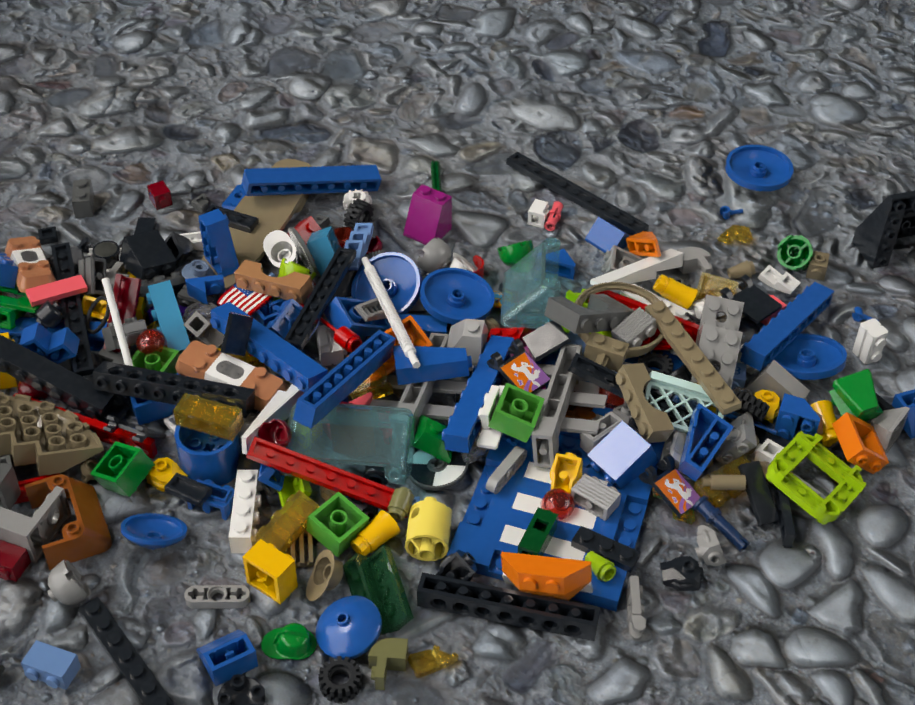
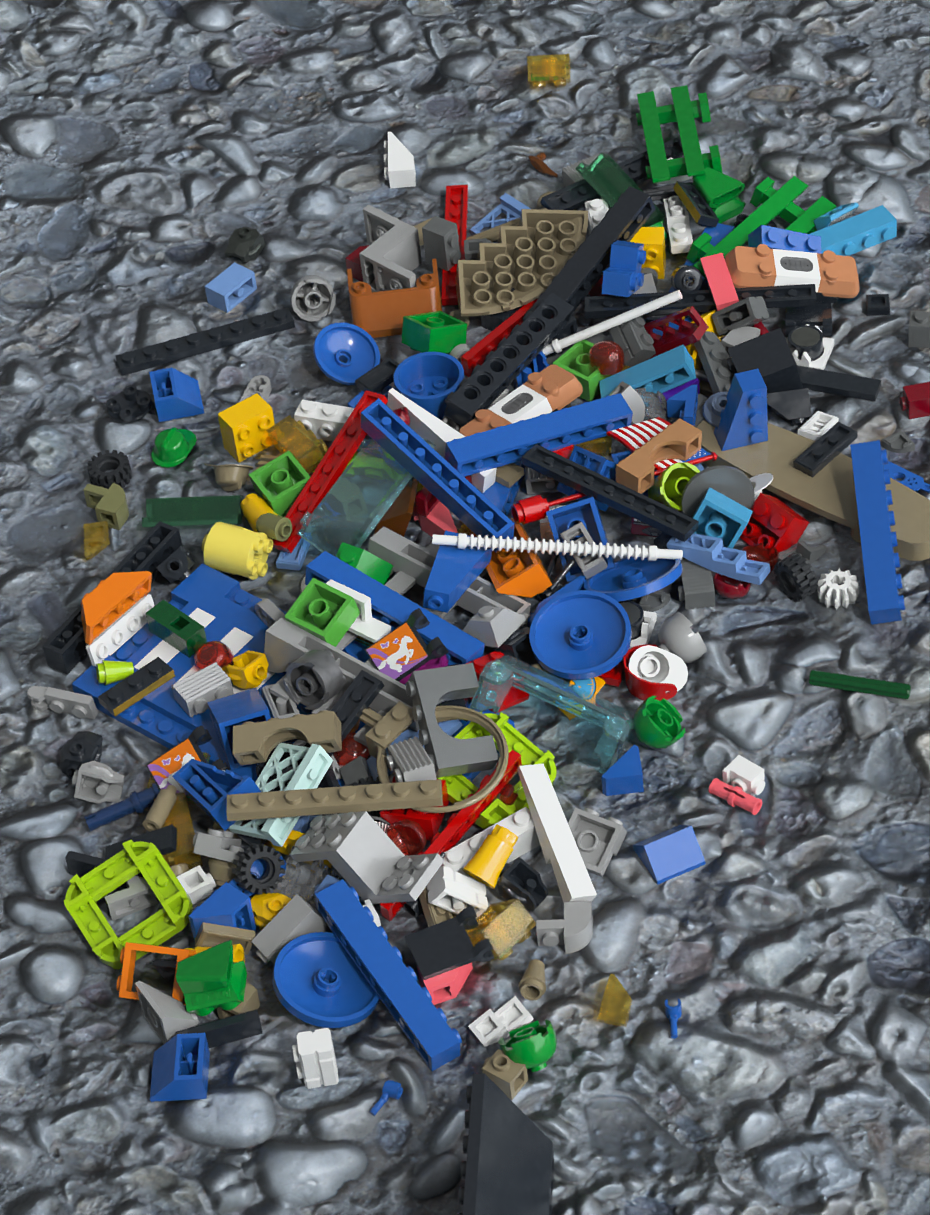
camera: 115 degrees right, 0 degrees up
(141, 431) = (483, 340): black flag -> none
(208, 416) = (436, 369): clear yellow brick -> none
(236, 334) = (552, 393): black slope -> none
(354, 634) = (160, 481): blue dish -> none
(428, 215) = (765, 647): magenta slope -> none
(576, 194) = (776, 835): black plate -> none
(582, 400) = (314, 679): none -> flat silver brick
(643, 244) = (612, 865): orange slope -> none
(759, 168) = (751, 1077): blue dish -> none

